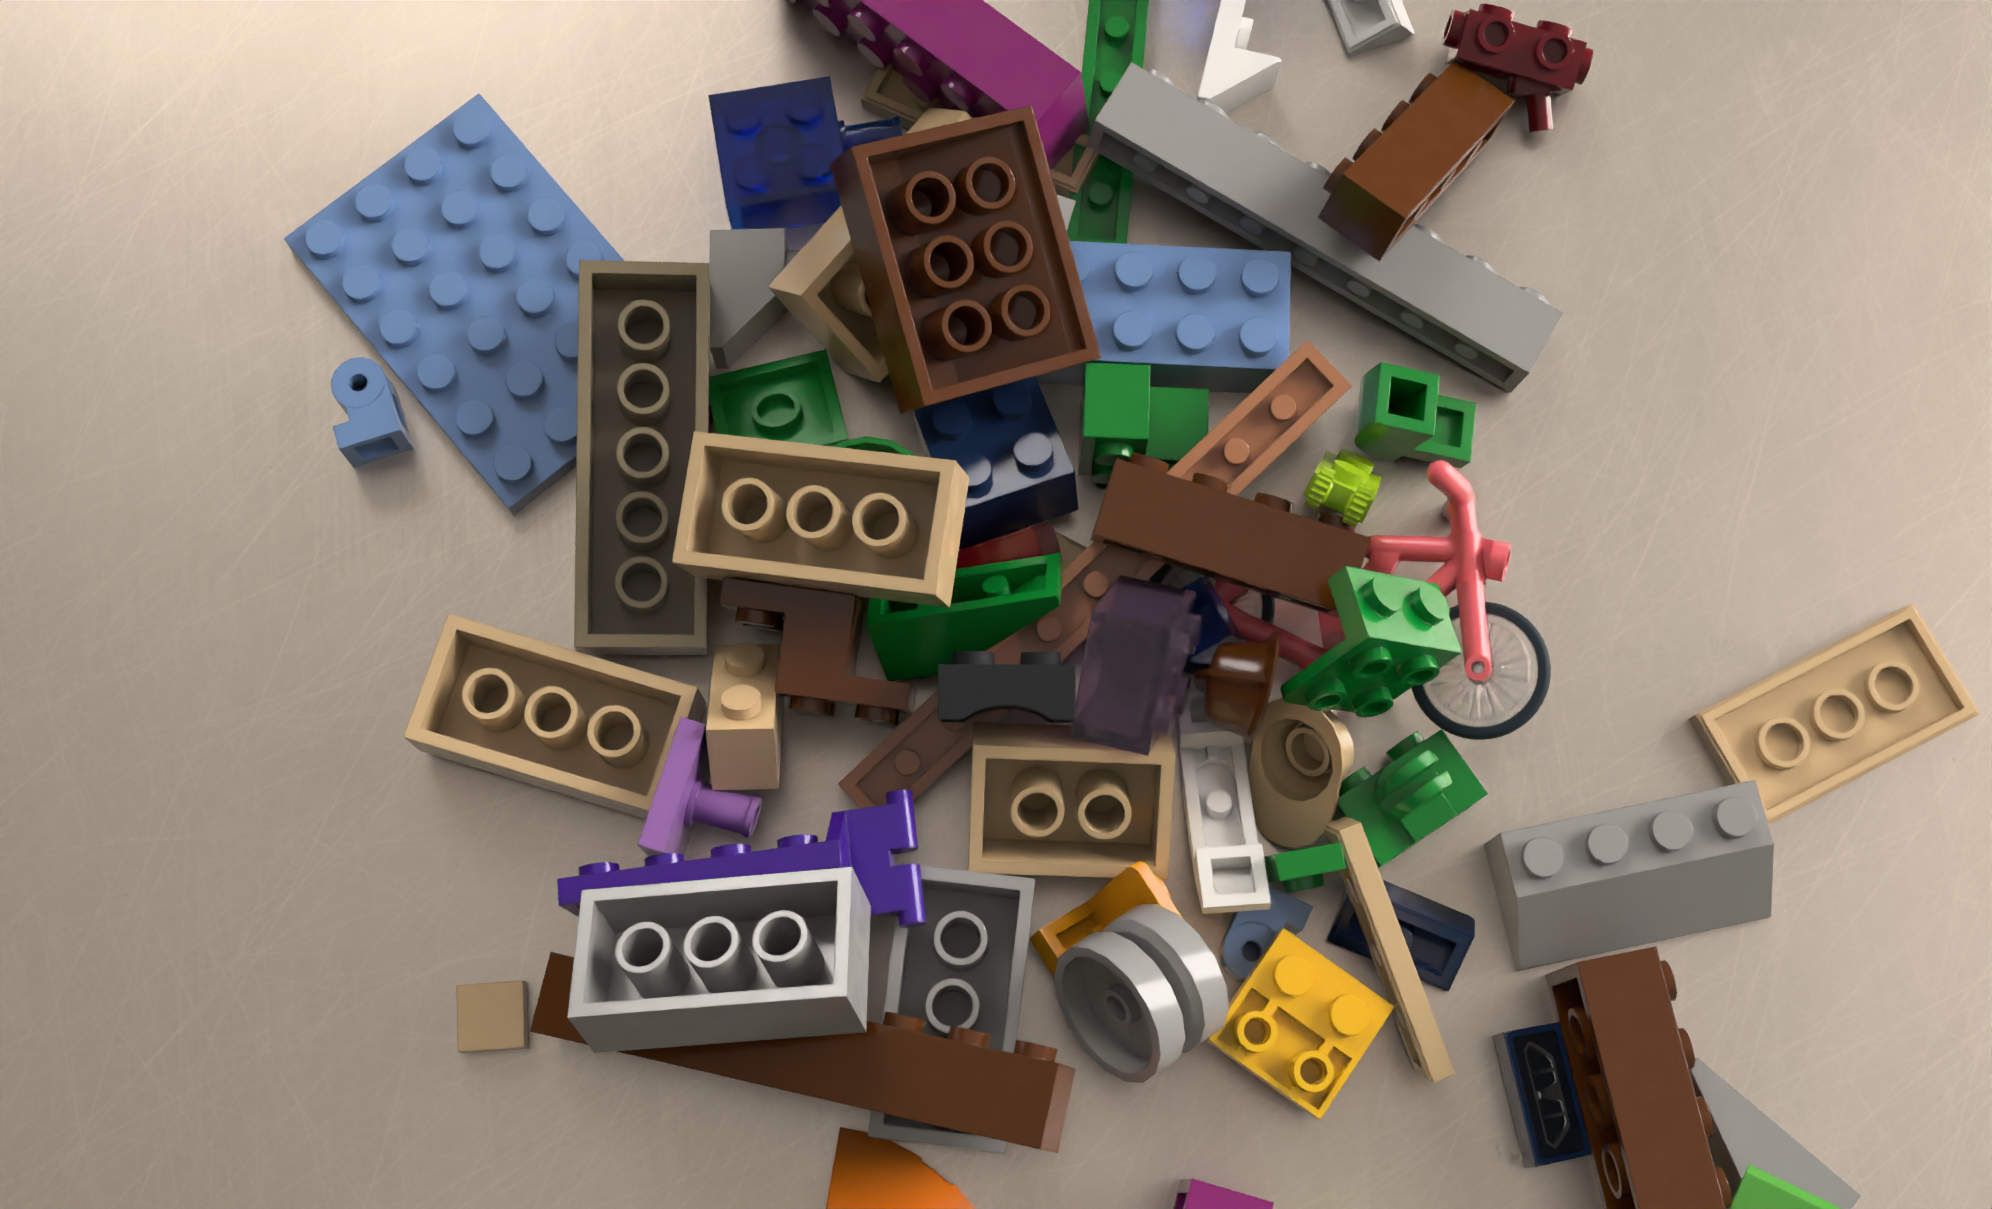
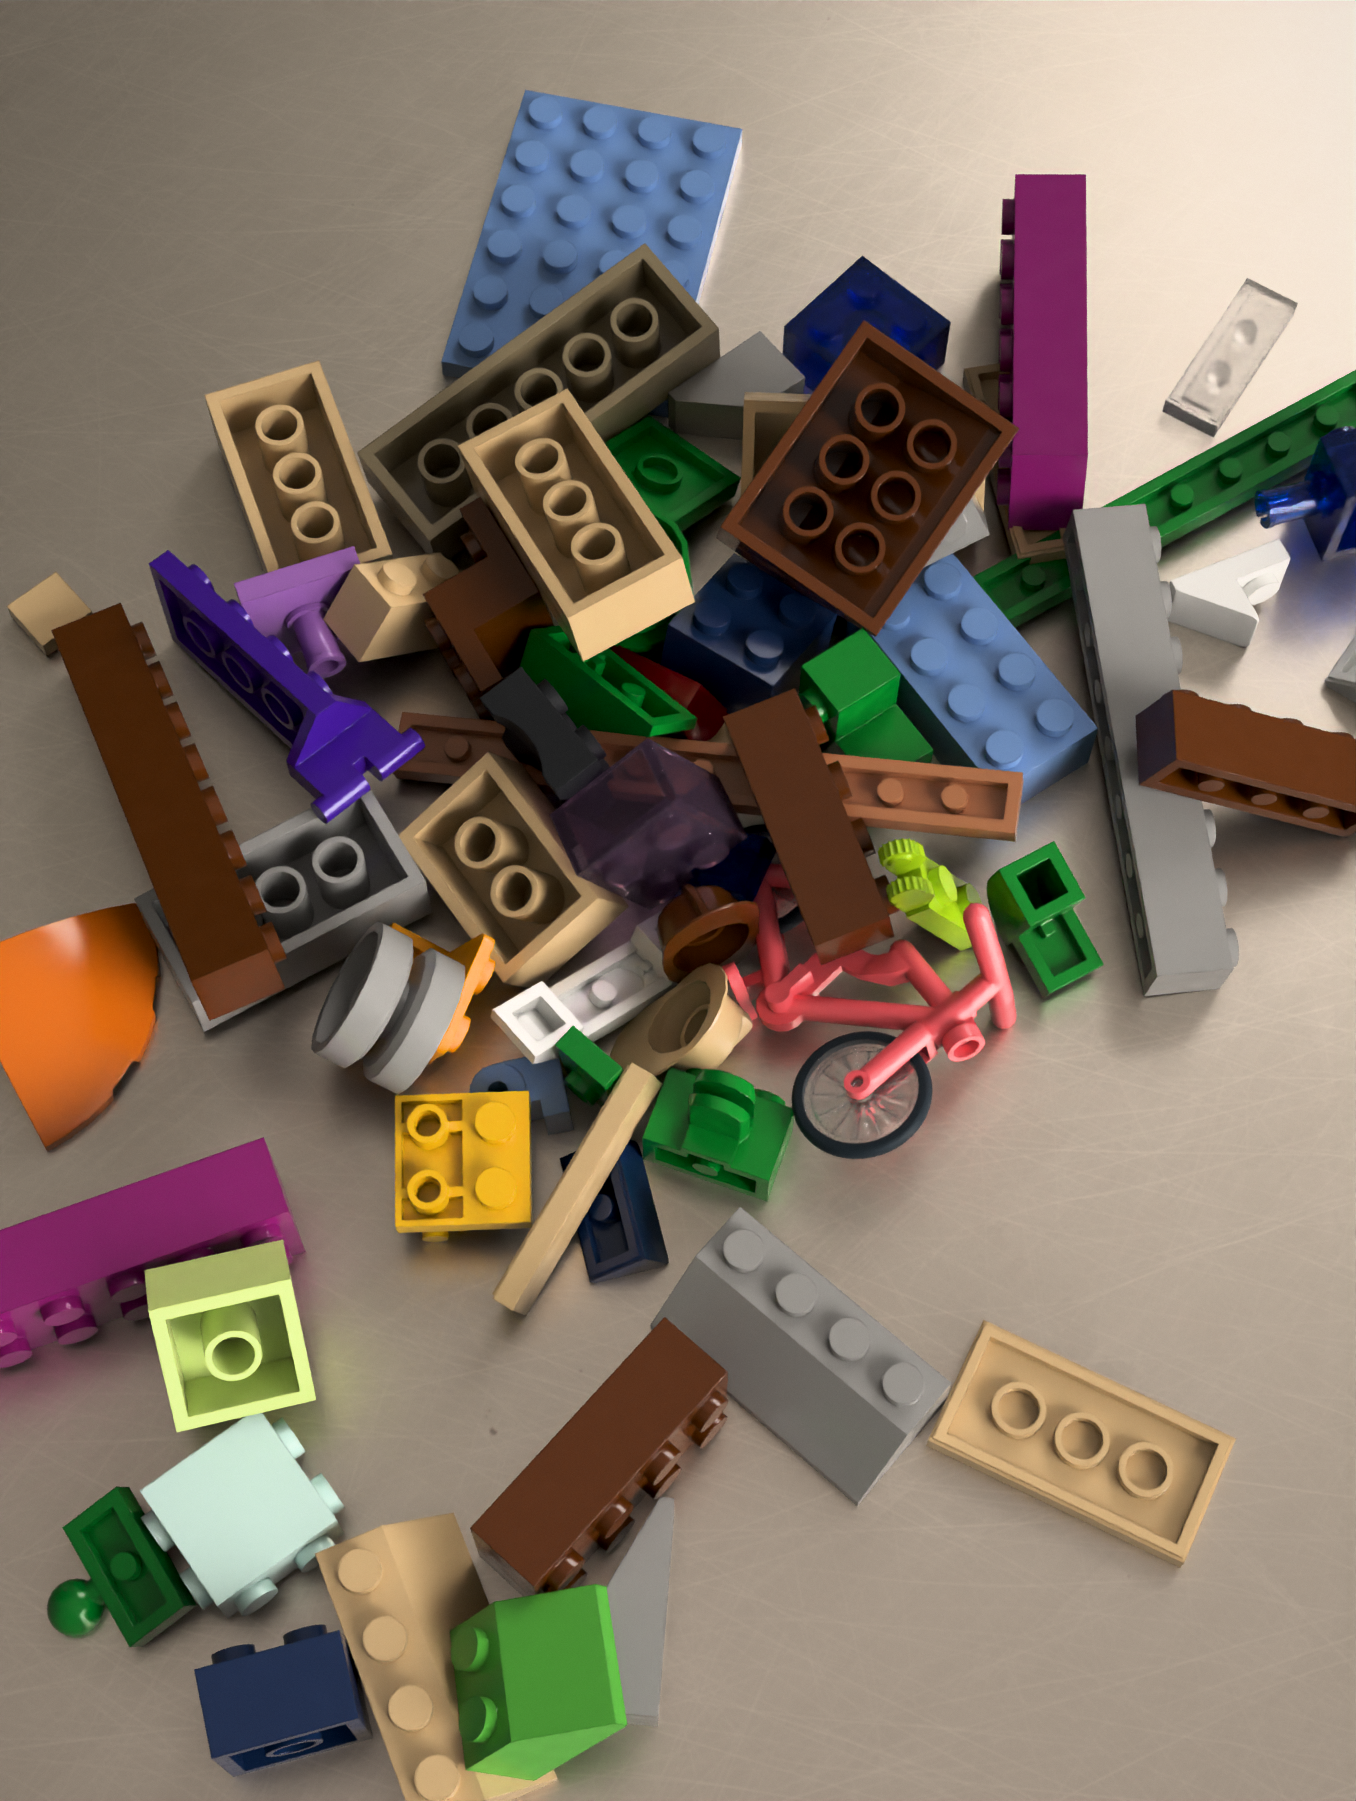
camera: 55 degrees right, 10 degrees down
(374, 413) = (440, 231): medium blue leg -> none
(721, 960) = (183, 686): light grey brick -> none
(1393, 641) = (807, 986): green bracket -> none
(1542, 1095) = (548, 1402): slope -> none

